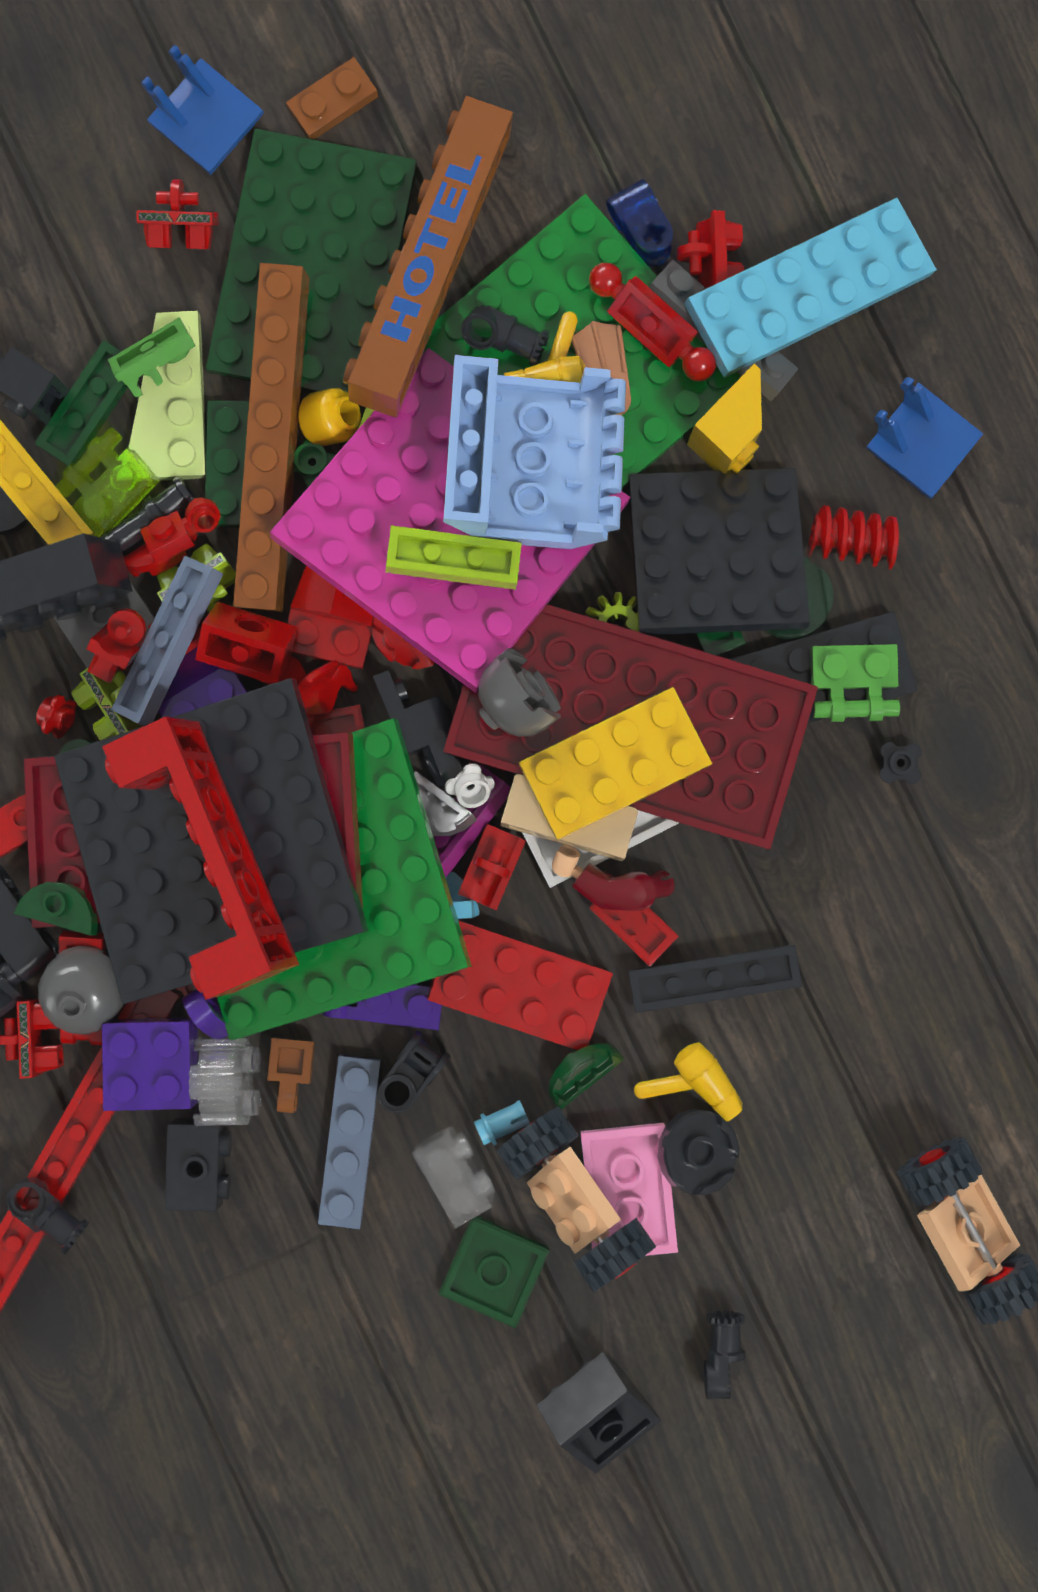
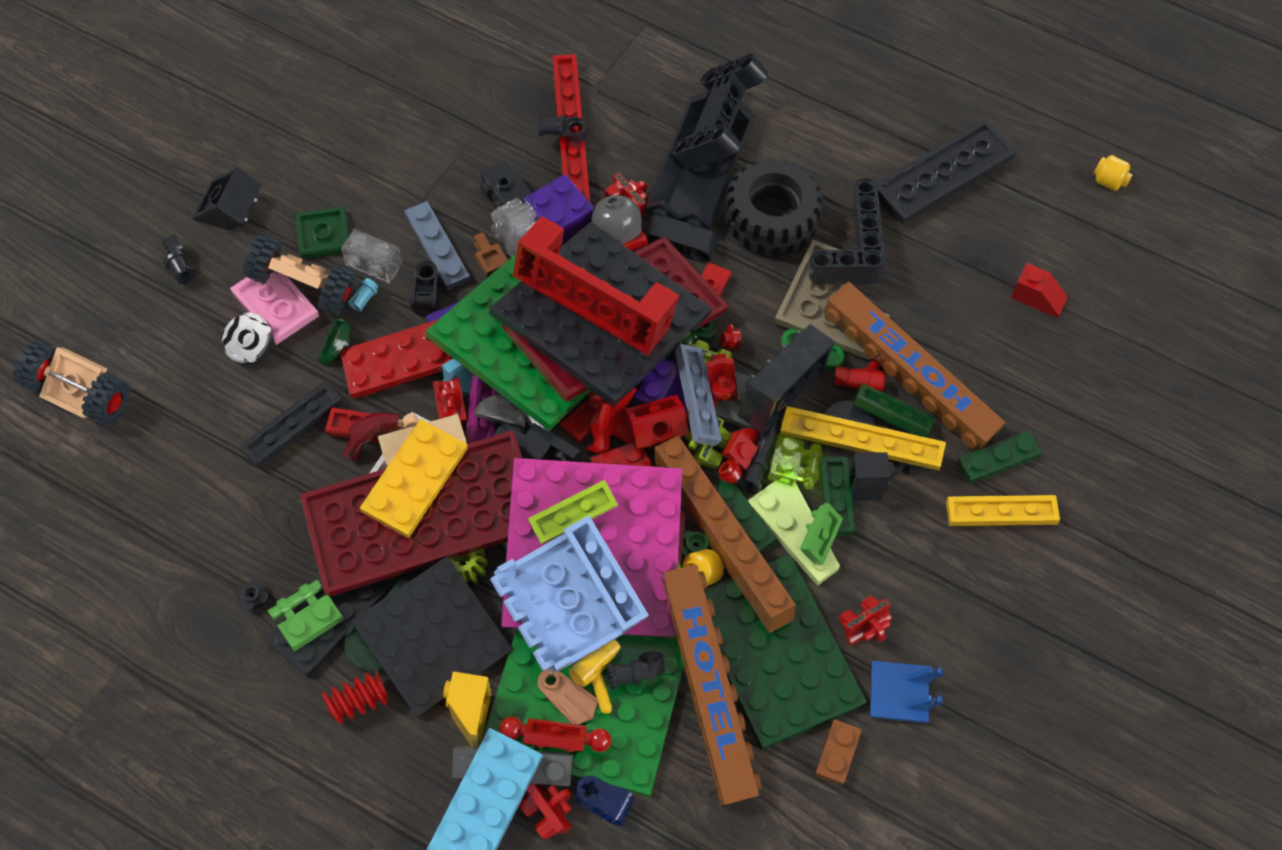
camera: 140 degrees right, 25 degrees down
(59, 905) = (655, 249): dark green plate -> none
(472, 795) = (487, 426): white plate -> none
(516, 698) = (488, 472): dark grey cylinder -> none
(702, 1074) = (268, 375): yellow piece -> none
(923, 439) = (347, 786): blue plate -> none

